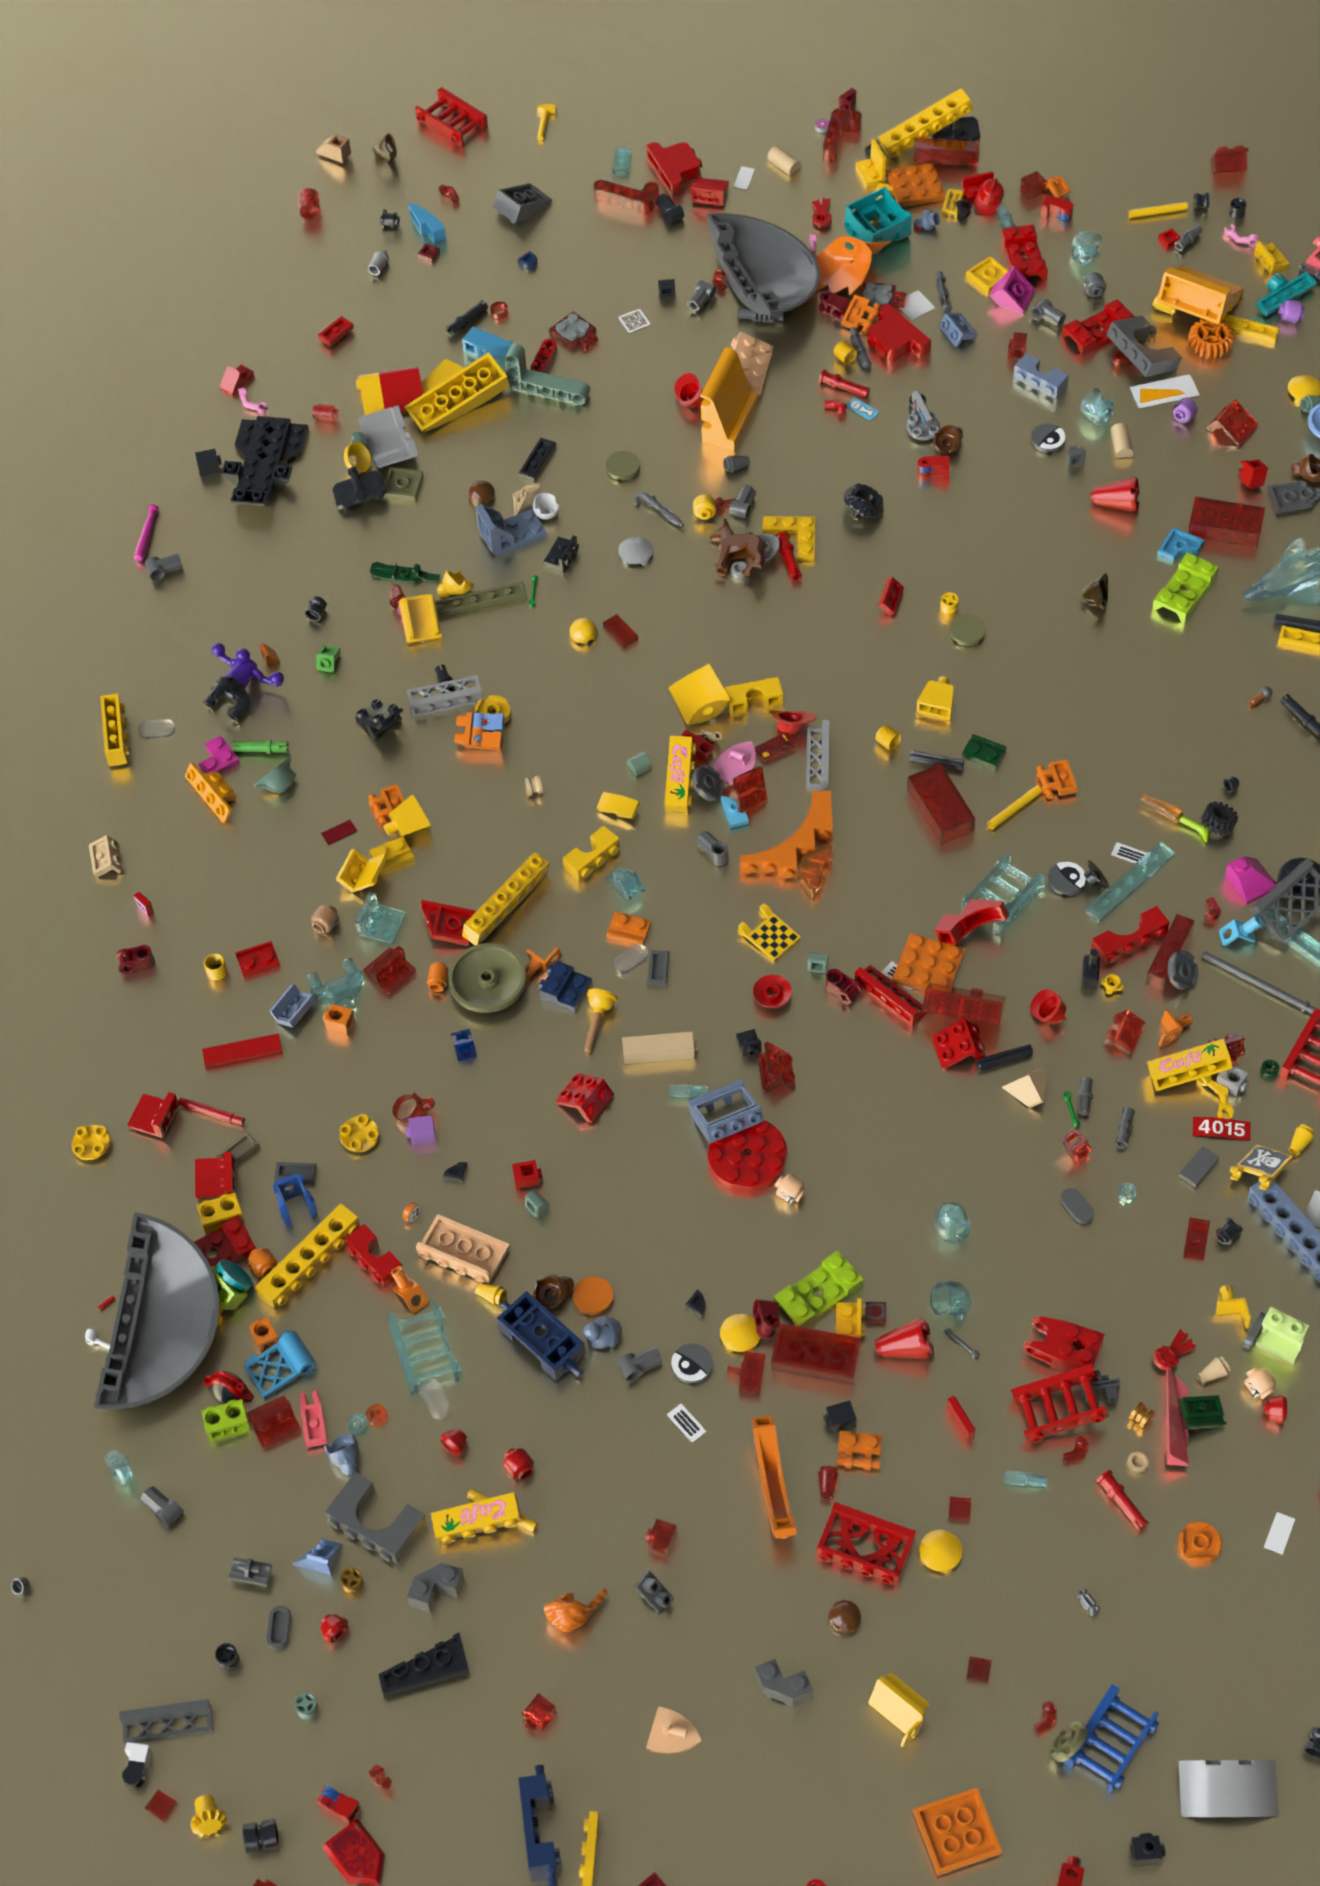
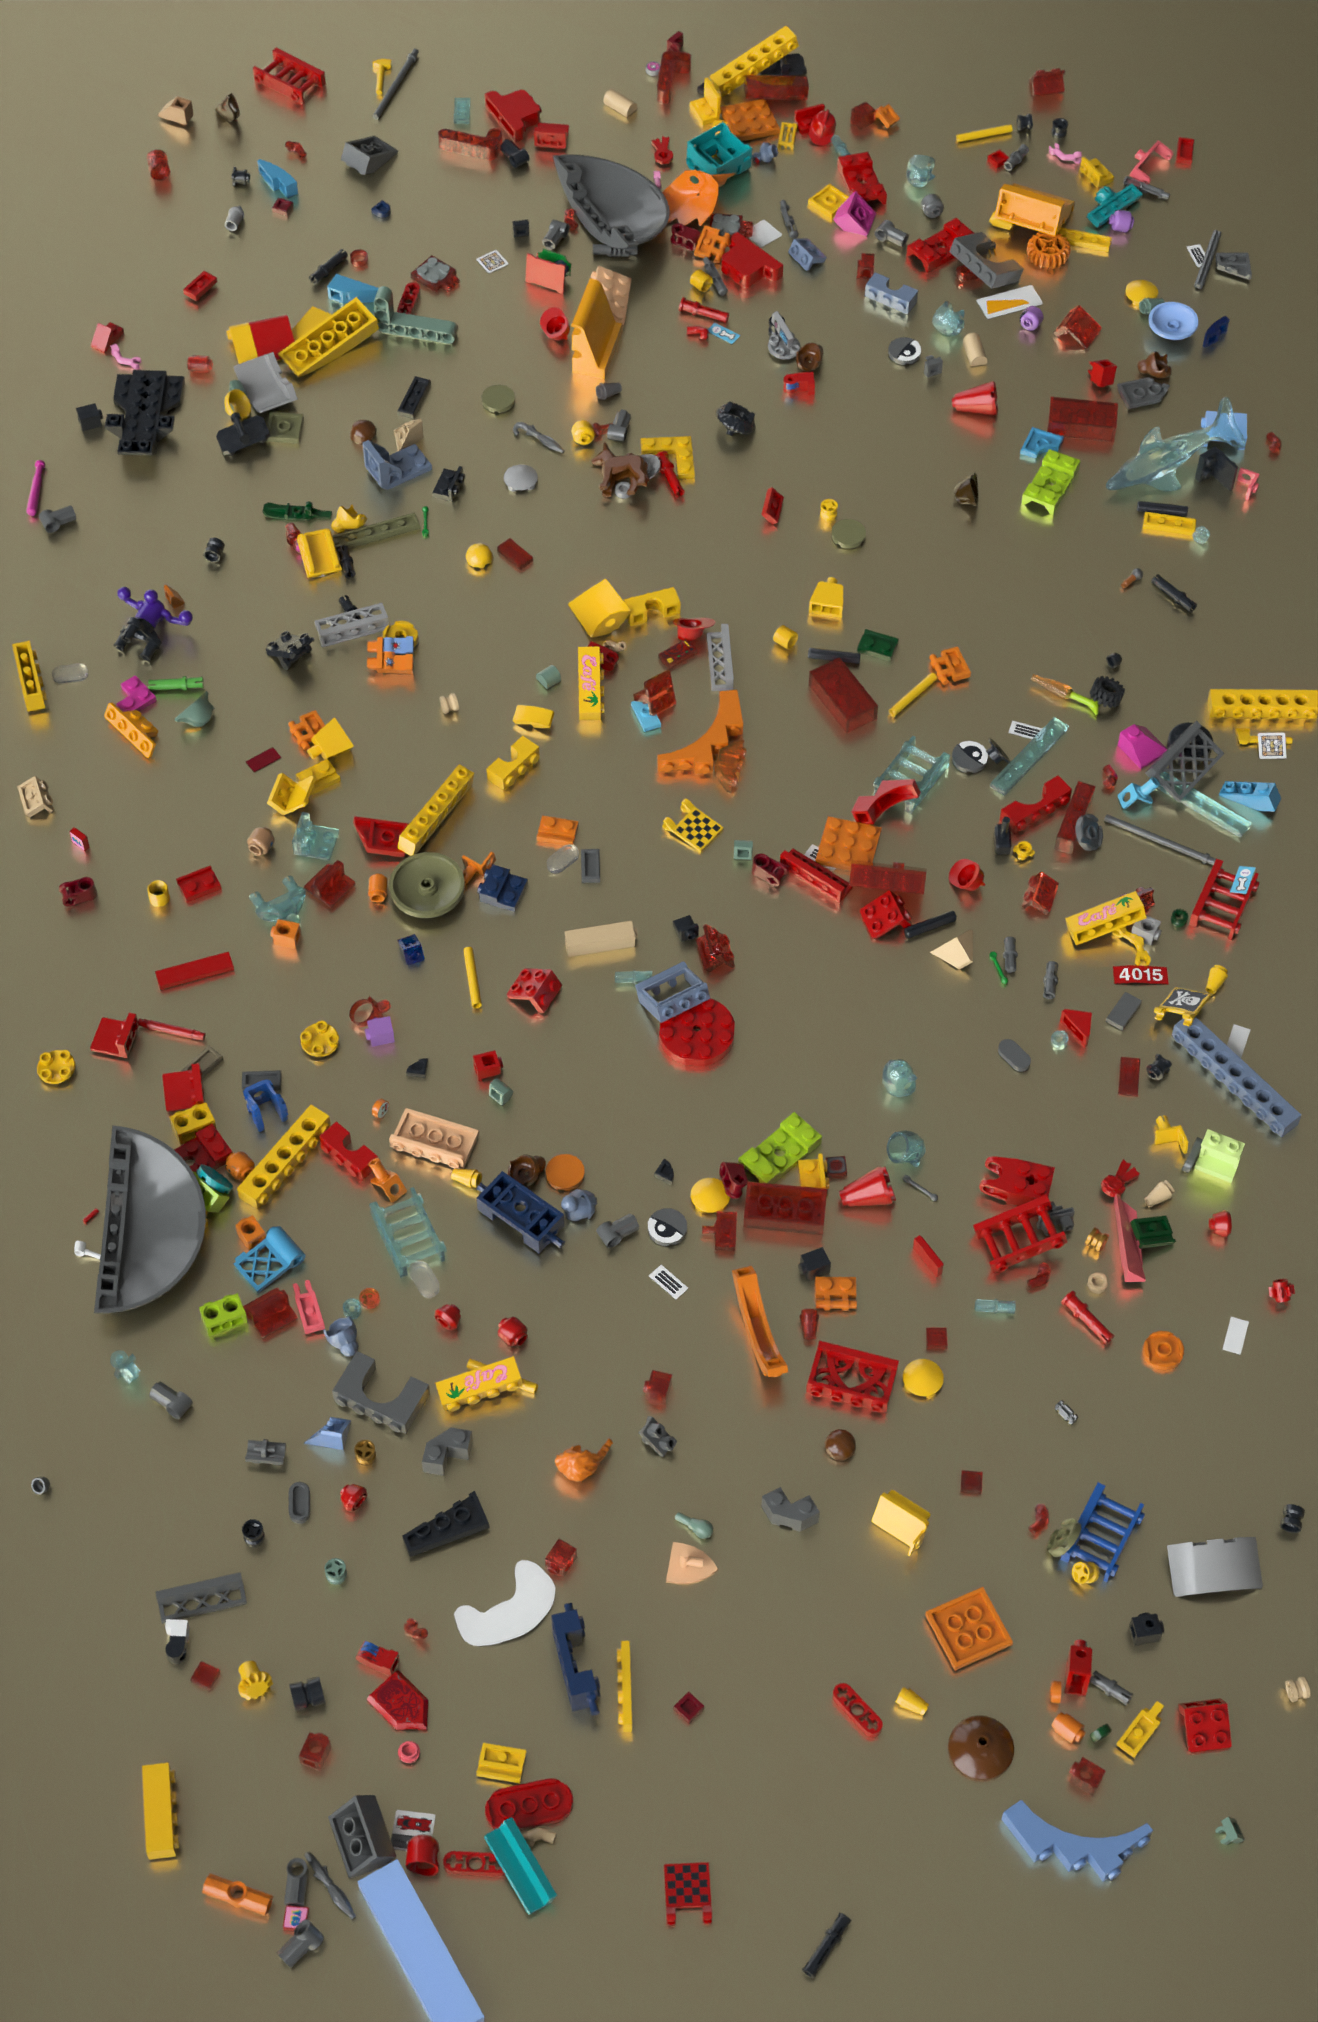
camera: 10 degrees left, 0 degrees up
(227, 1387) = (220, 1283): red hat -> none
(291, 1006) = (238, 925): sand blue bracket -> none
(326, 658) = (230, 596): bright green bracket -> none
(447, 628) = (346, 561): none -> black pin
(484, 1771) = (513, 1617): none -> white sticker
(523, 1079) = (472, 977): none -> yellow piece
(545, 506) = (428, 440): white hair -> none
(577, 103) = (411, 58): none -> dark grey bar
(600, 1001) = (539, 899): yellow piece -> none
(626, 883) = (550, 788): clear light blue slope -> none
(688, 333) = (547, 270): none -> piece
(689, 1694) = (700, 1527): none -> sand green piece
(707, 782) = (617, 689): dark grey tile -> none
(715, 849) = (633, 751): dark grey piece -> none
(735, 761) = (639, 669): bright pink shield -> none
(744, 177) = (583, 121): white sticker -> none
(772, 985) = (702, 873): red dish -> none
(790, 1188) = (741, 1059): light nougat head -> none
(963, 207) = (798, 139): black tile -> none
(1057, 207) = (888, 135): red leg -> none
(1080, 1149) = (1012, 1002): clear red brick -> none
(1088, 1781) = (1080, 1575): none -> yellow wheel
(1148, 1177) = (1078, 1024): none -> red slope
(1173, 1026) = (1086, 885): orange bracket -> none
(1260, 1382) = (1203, 1201): light nougat head -> none

